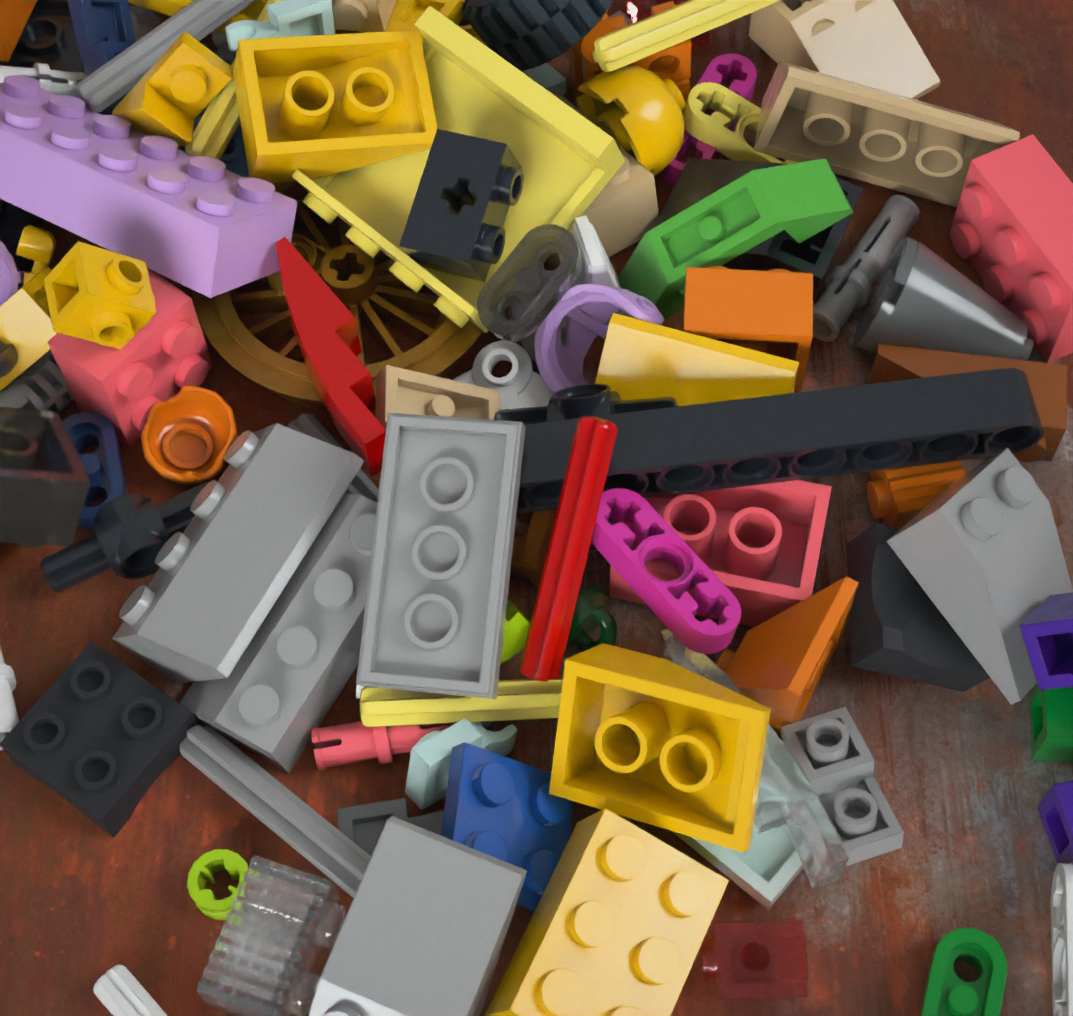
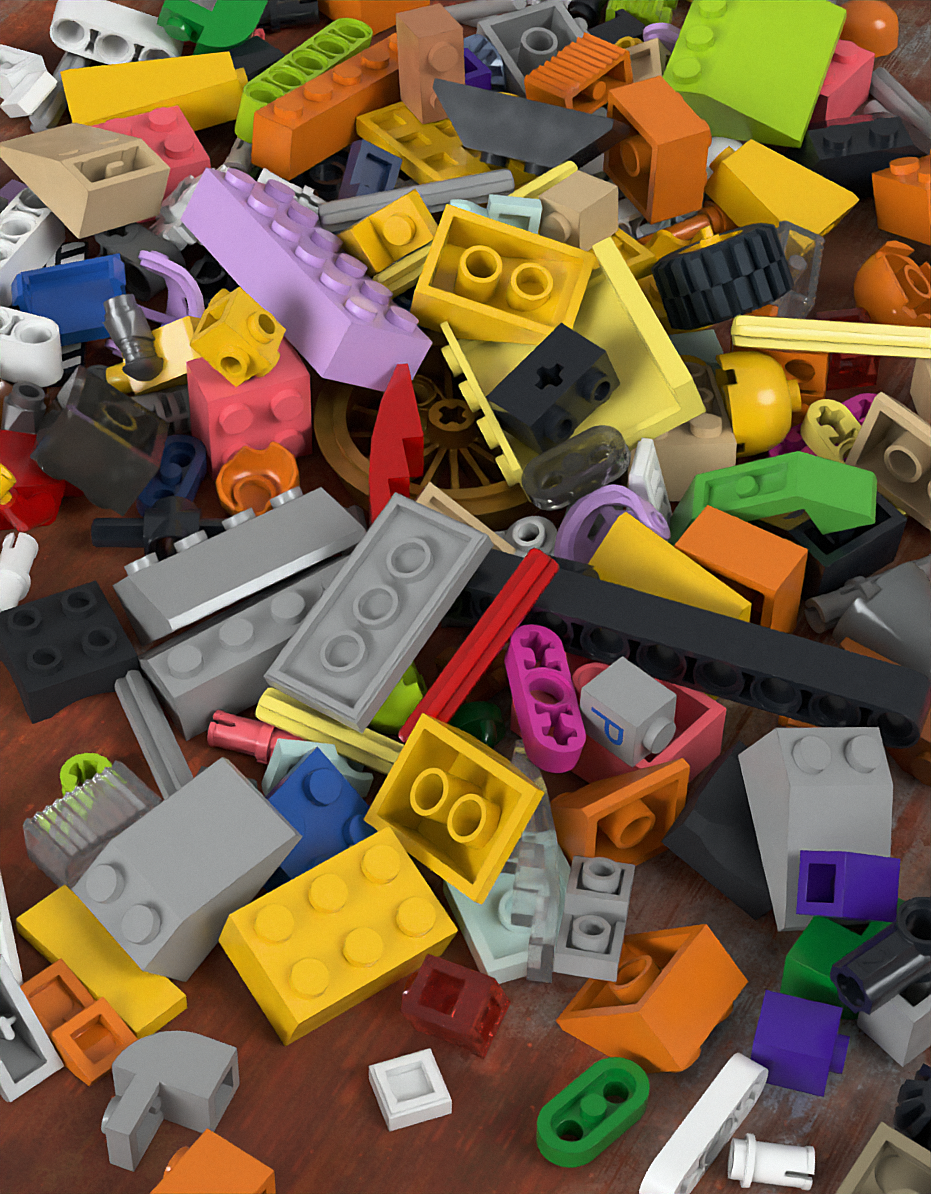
camera: 25 degrees right, 15 degrees down
(761, 547) = (628, 712): none -> light grey brick
(958, 844) = (664, 999): none -> orange slope

